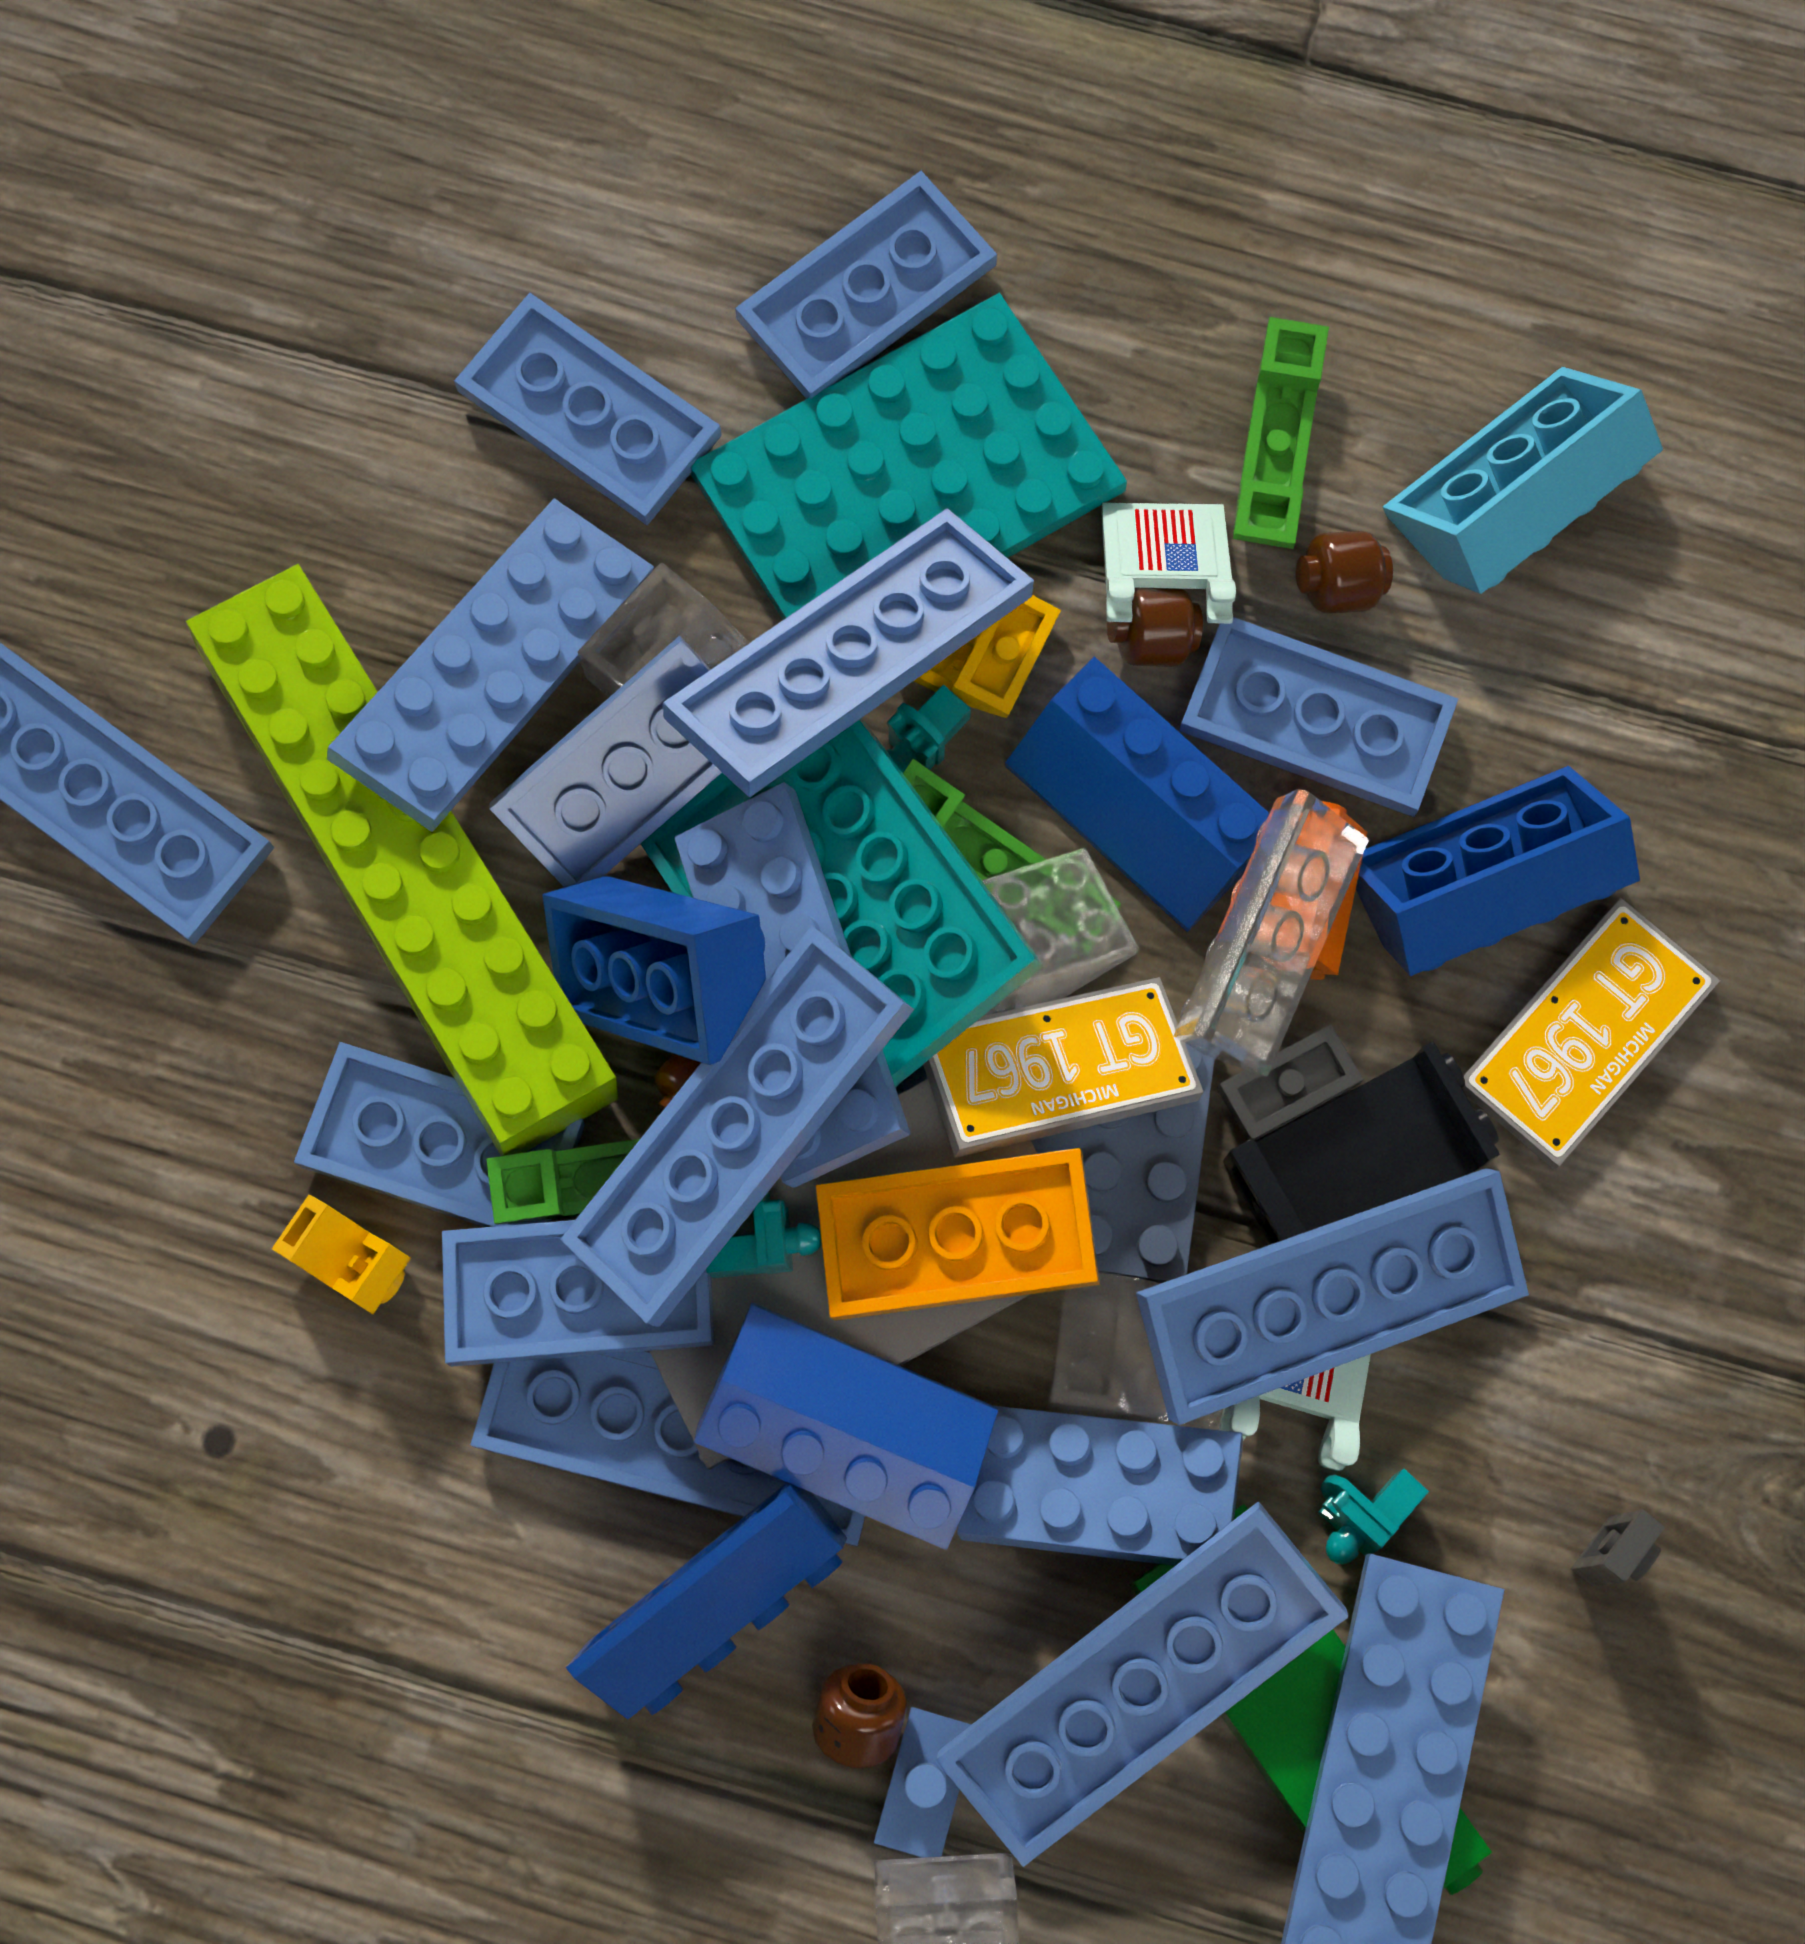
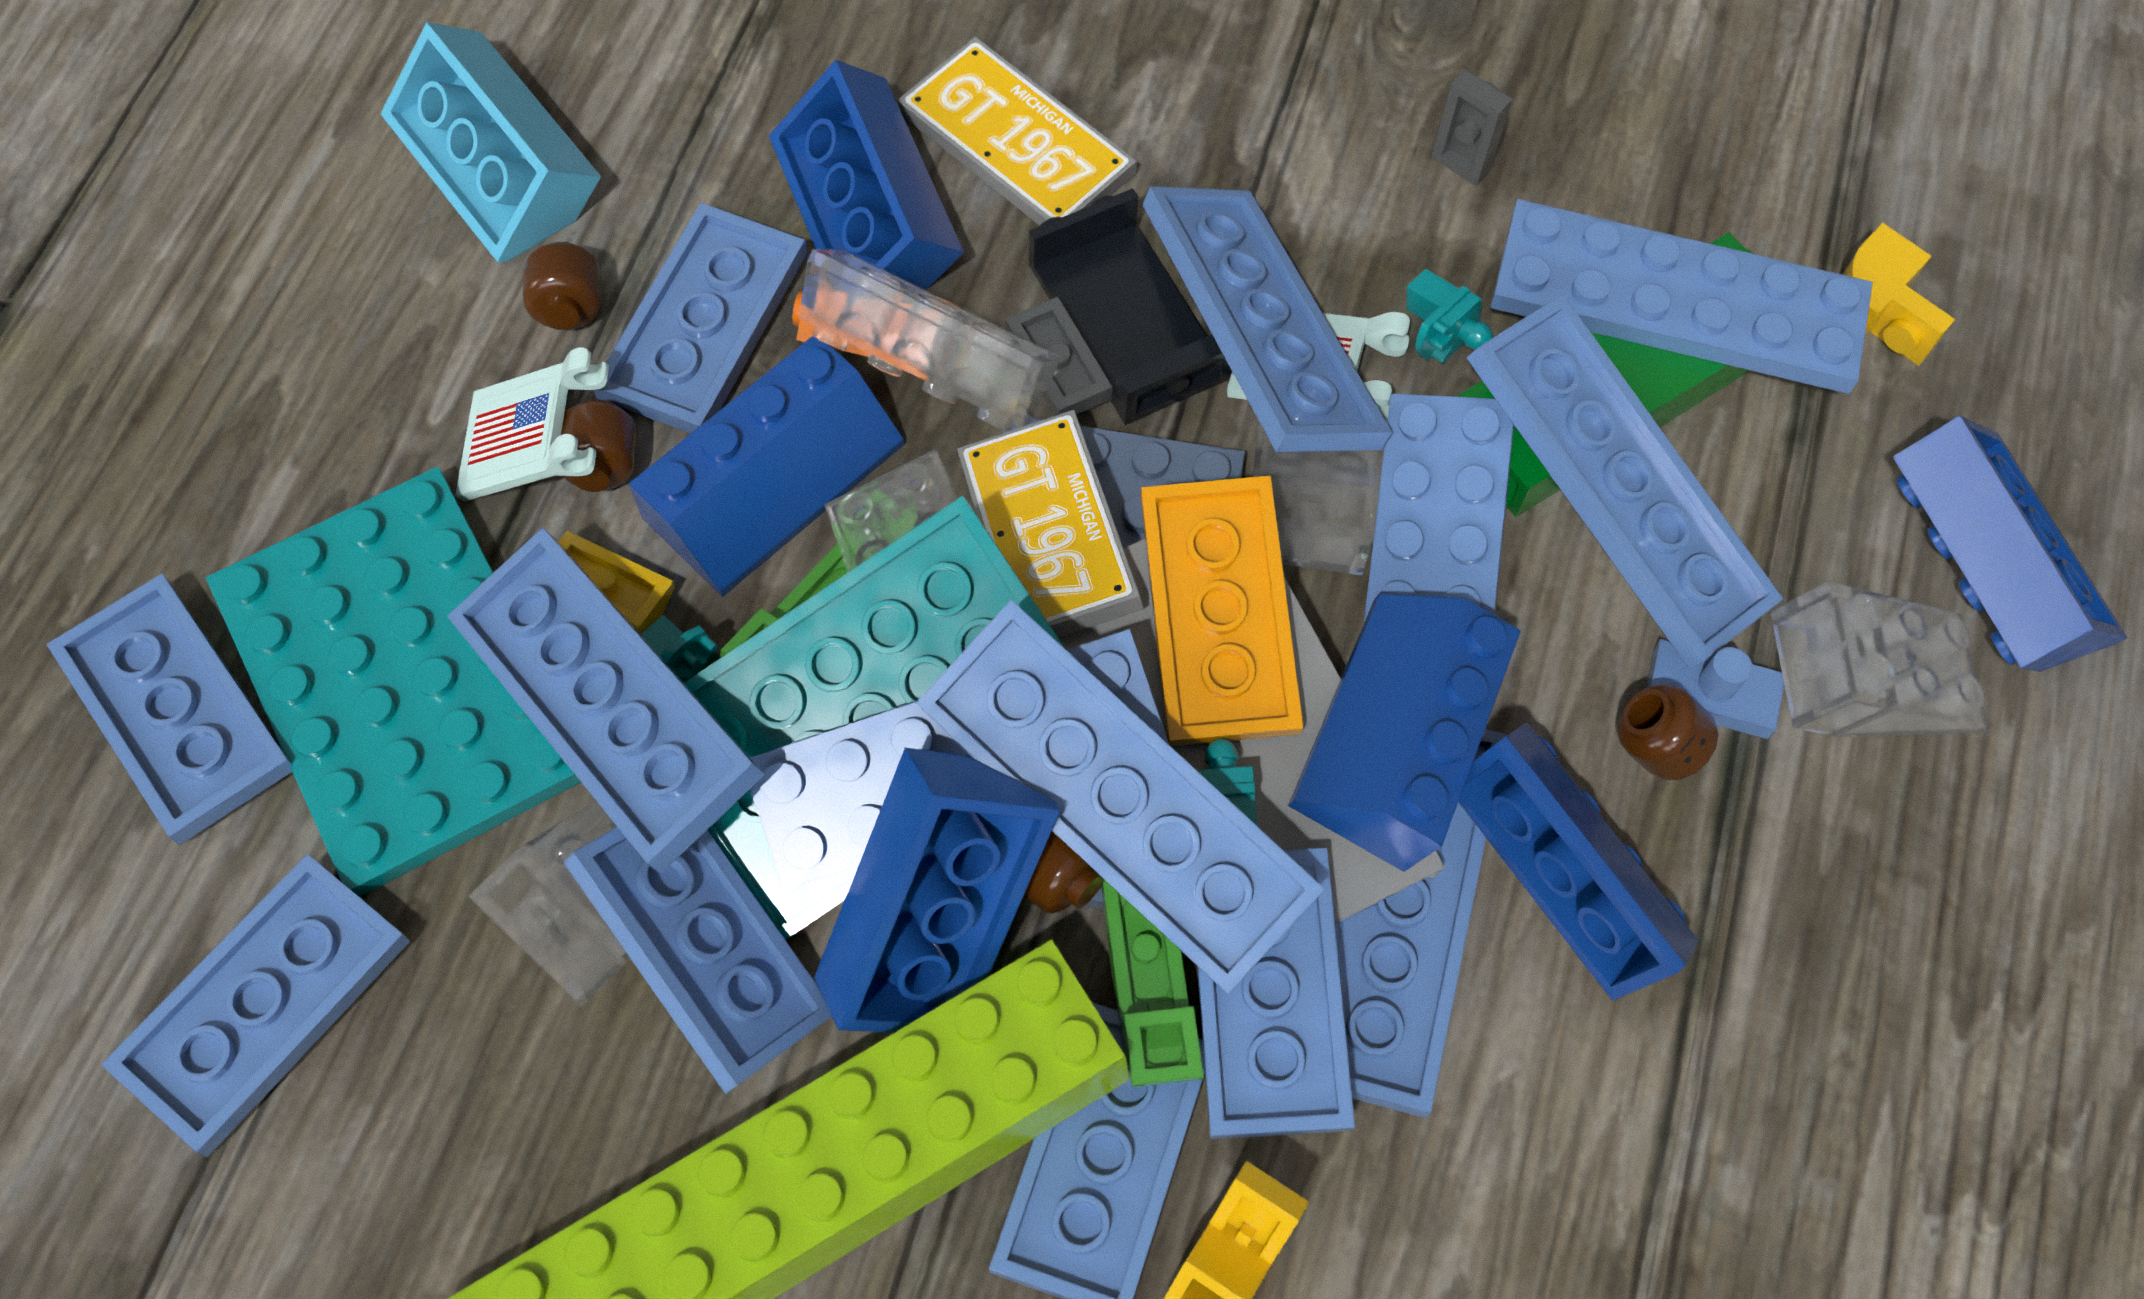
camera: 90 degrees left, 10 degrees down
(488, 665) = (567, 1093): medium blue plate -> none
(1280, 433) = (409, 339): bright green slope -> none

